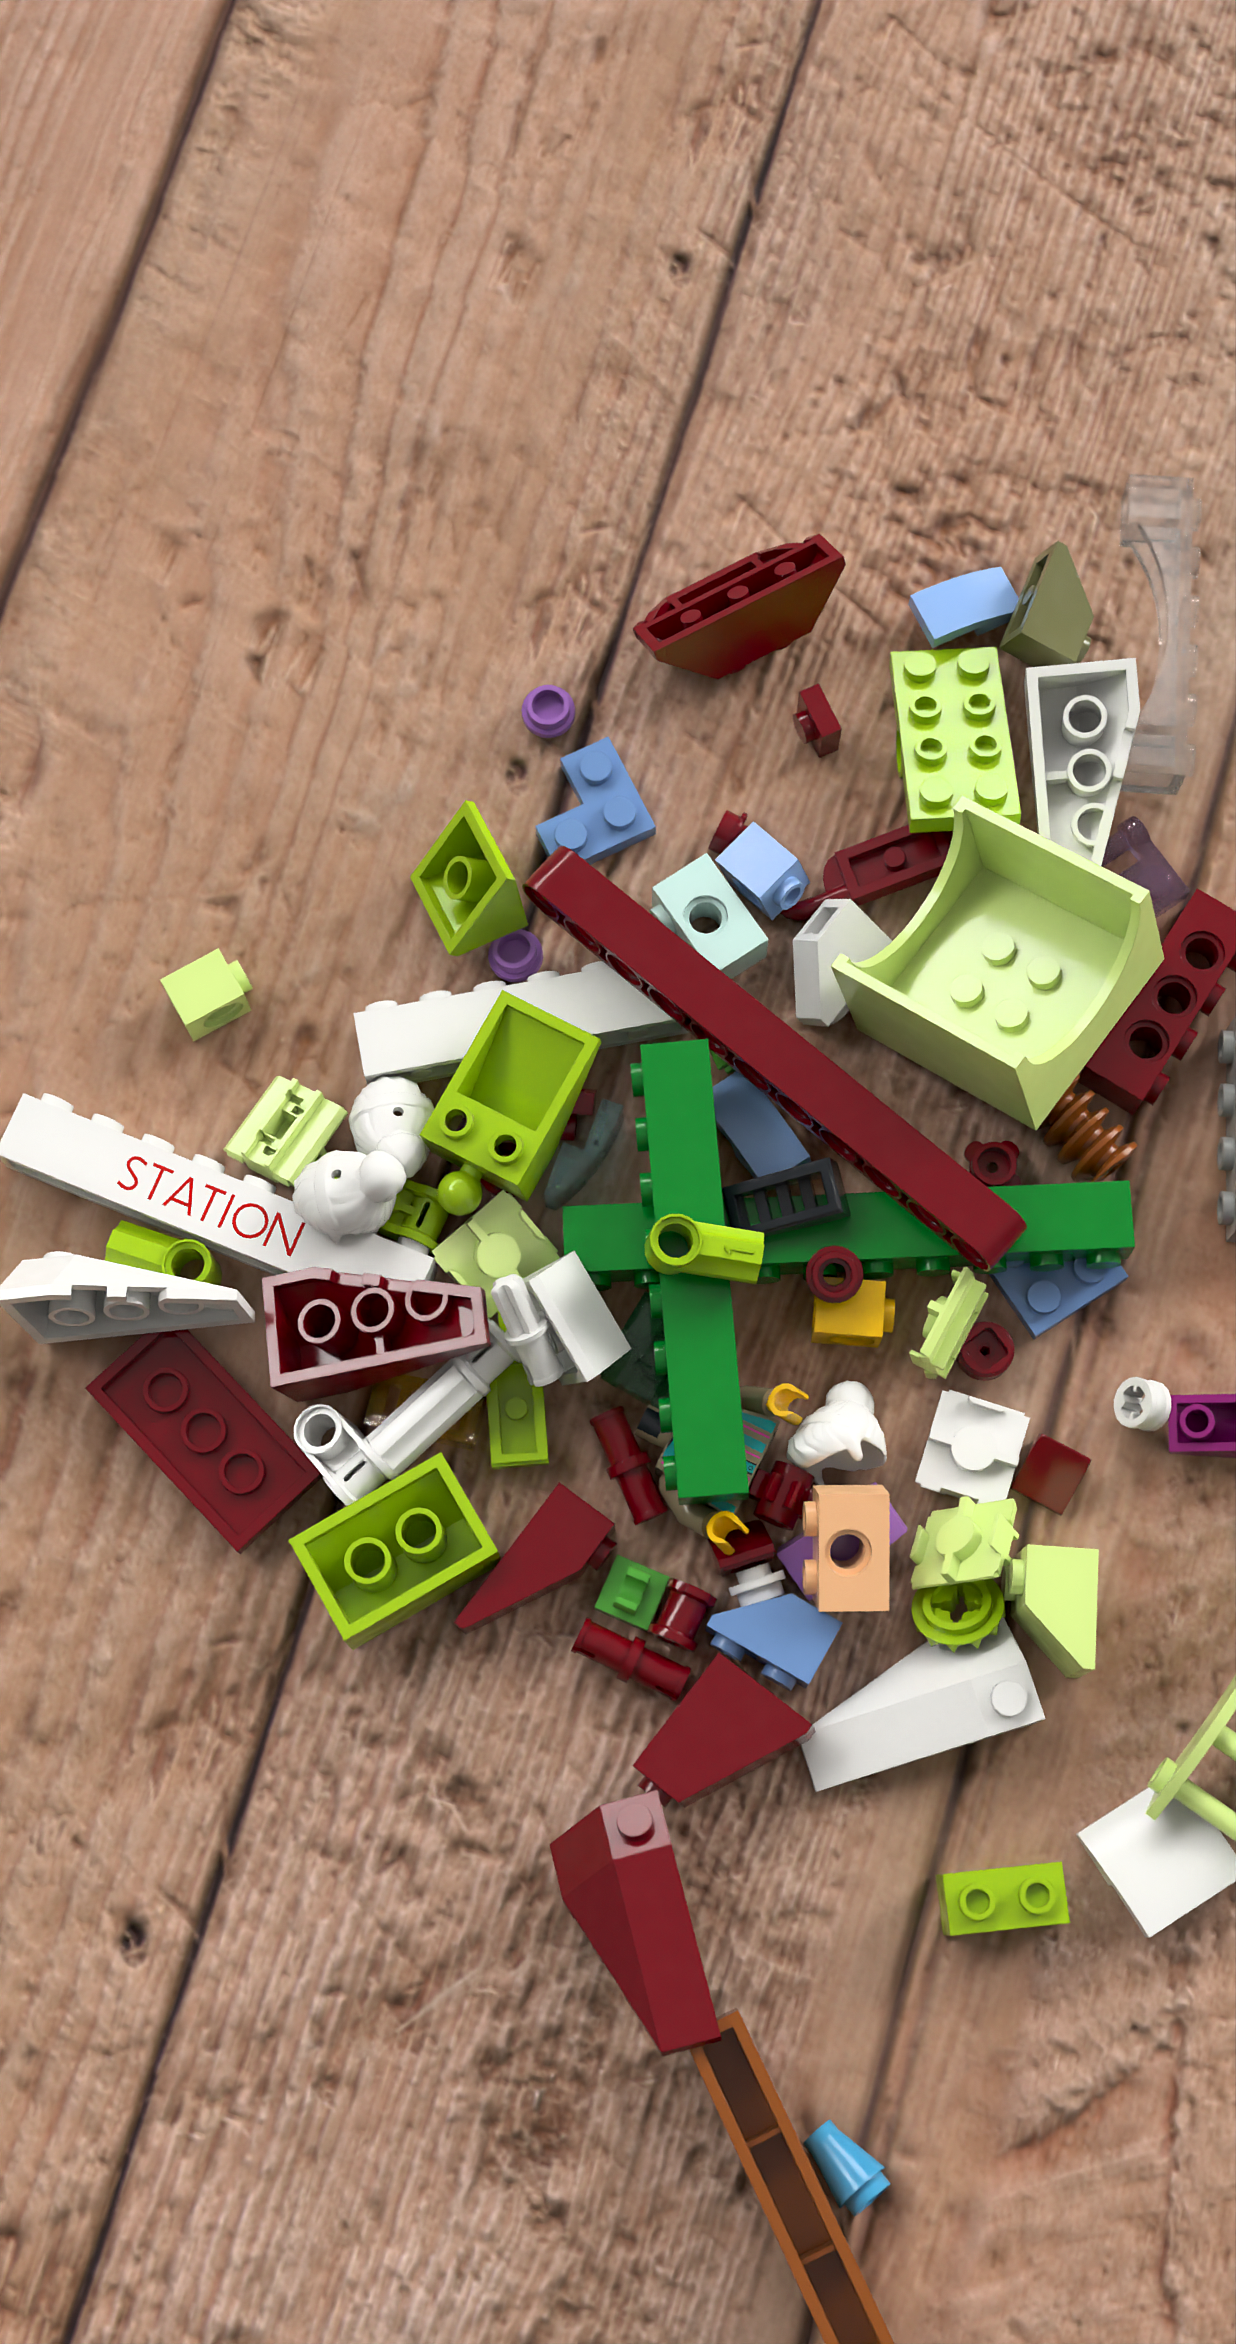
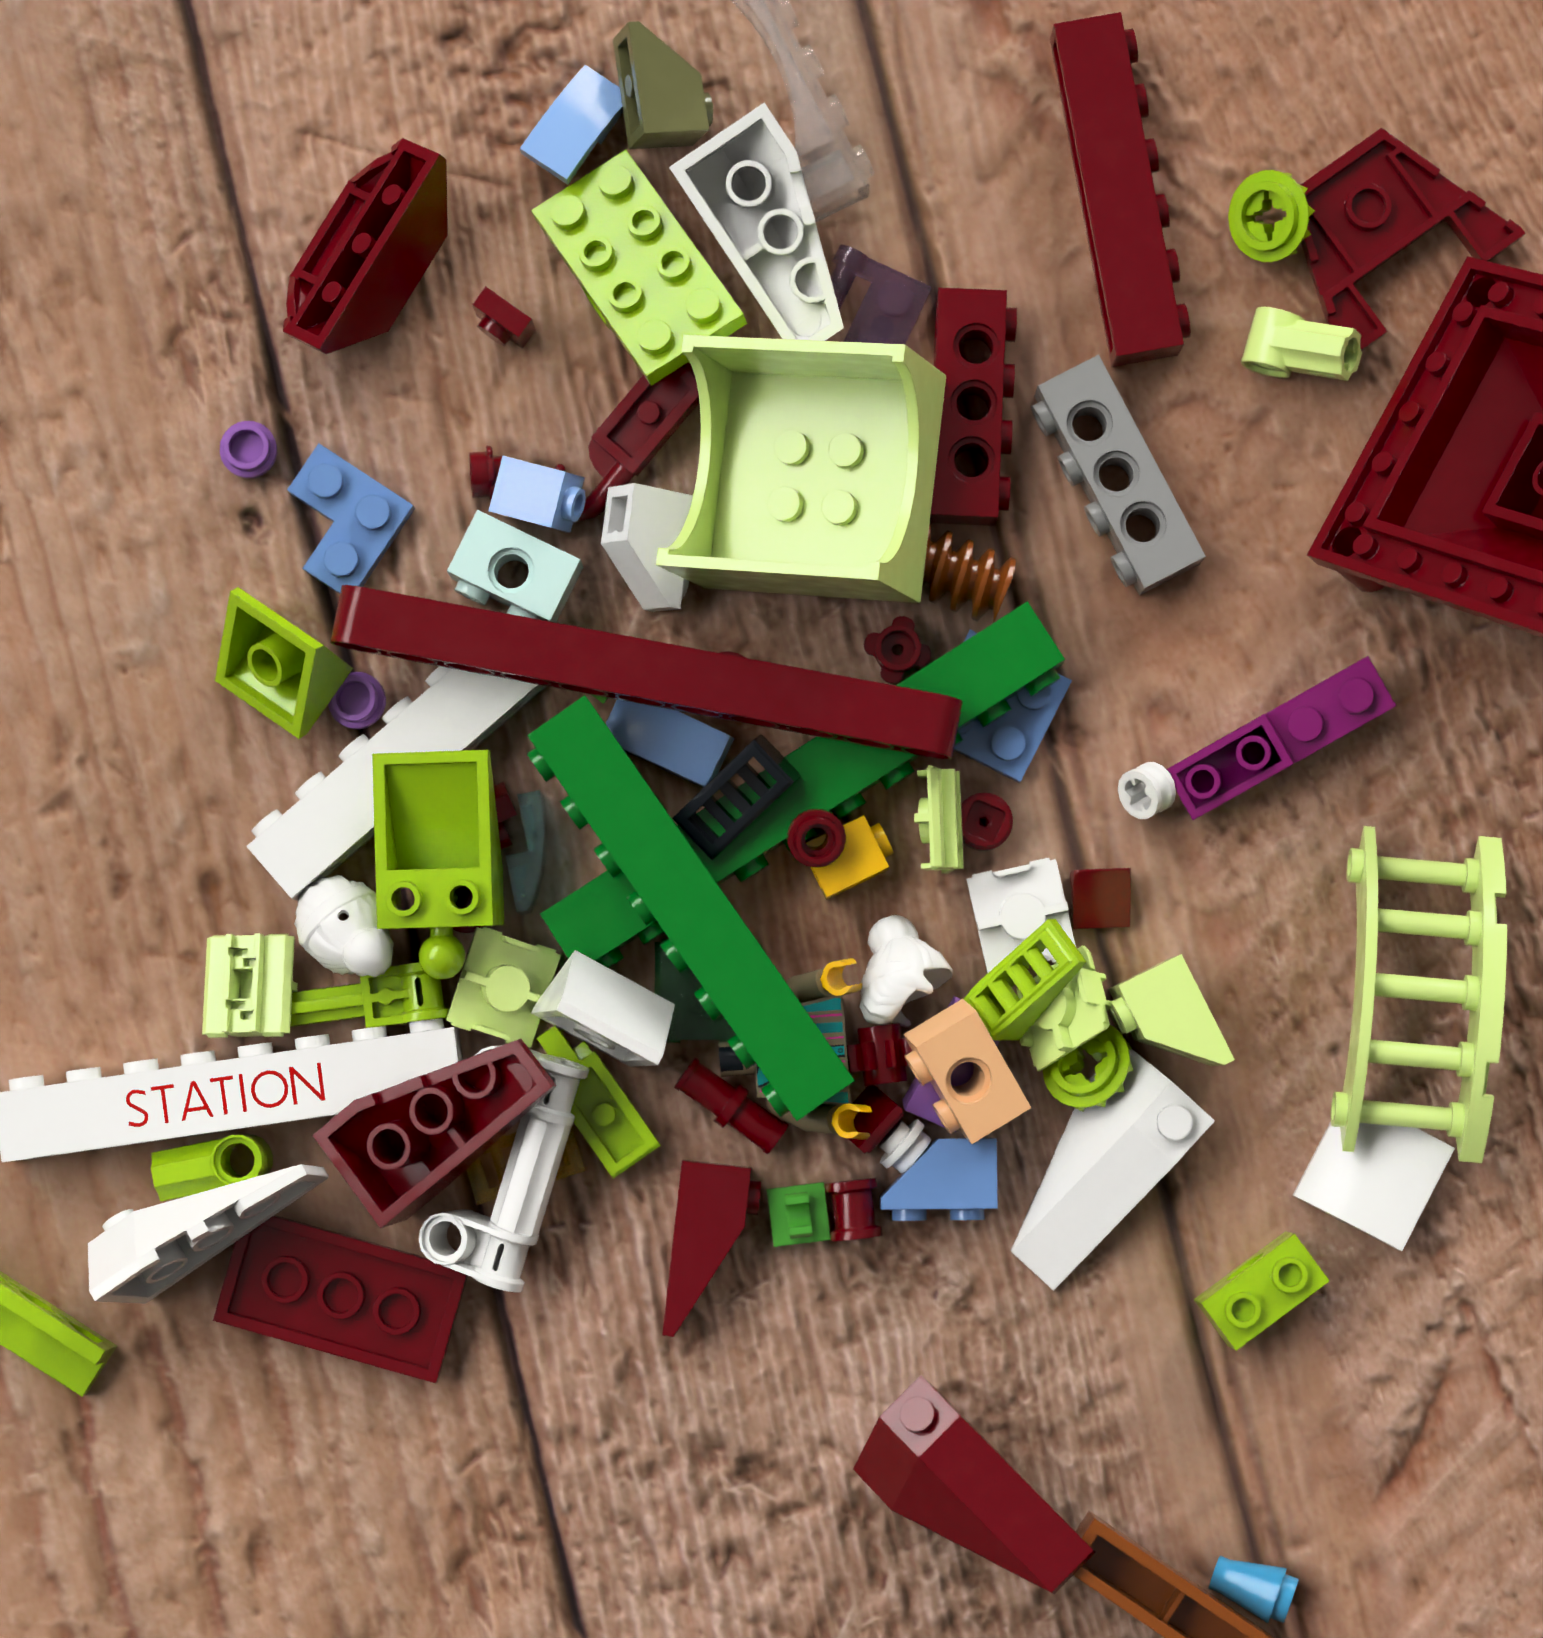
camera: 30 degrees left, 10 degrees up
(208, 993) = (99, 900): yellowish green brick -> none
(355, 1201) = (357, 1017): white piece -> none
(395, 1551) = (574, 1303): lime slope -> none
(526, 1330) = (578, 1051): white axle -> none
(631, 1659) = (831, 1273): dark red pin -> none
(711, 1252) = (701, 890): lime piece -> none
(718, 1735) = (943, 1294): dark red slope -> none
(911, 1513) = (993, 995): none -> lime slope

